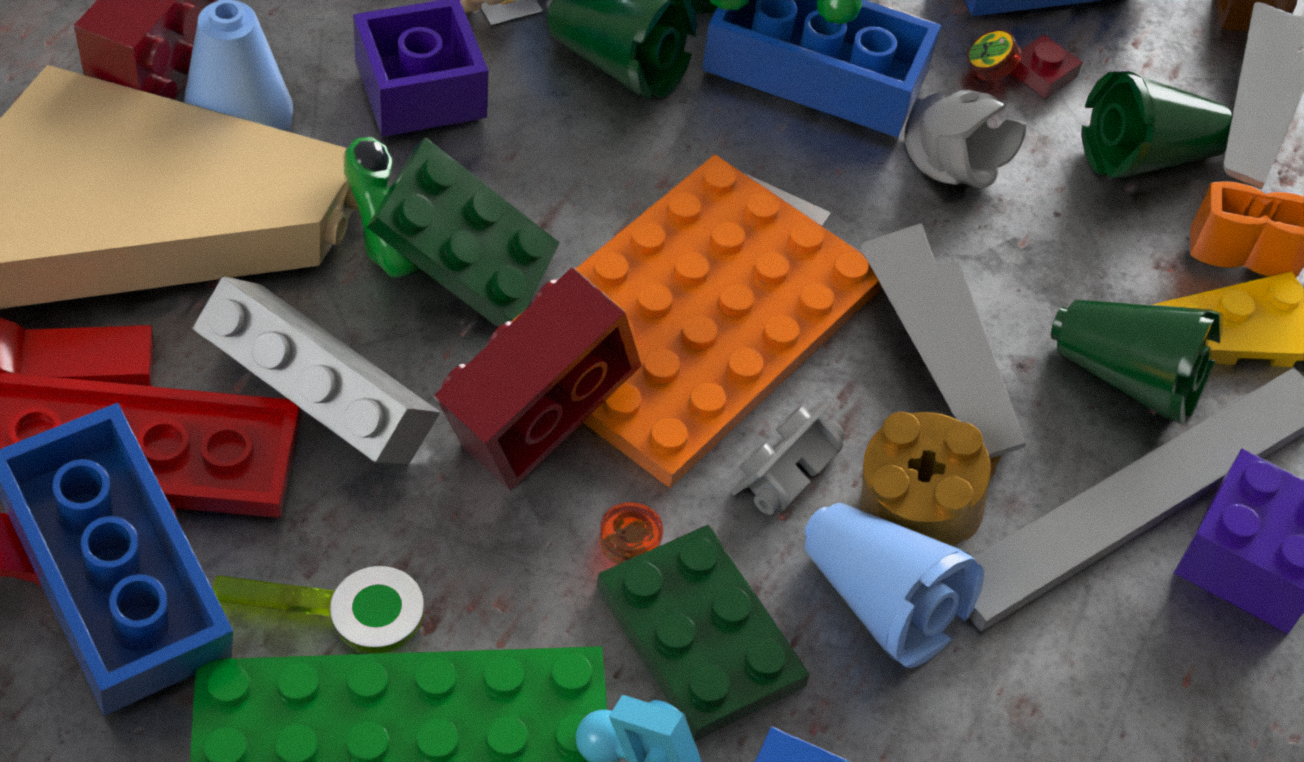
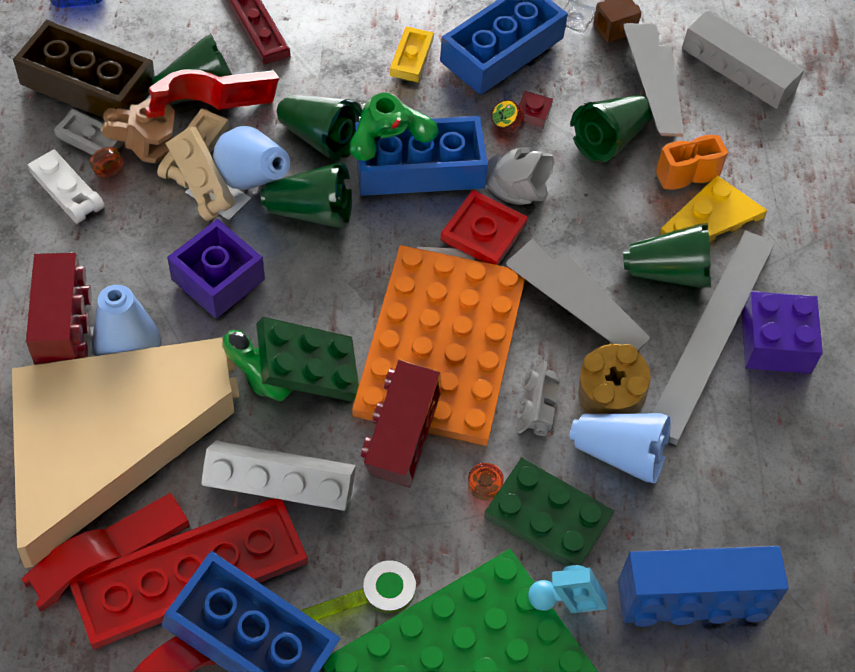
camera: 25 degrees left, 5 degrees up
(859, 187) = (483, 228): none -> red plate

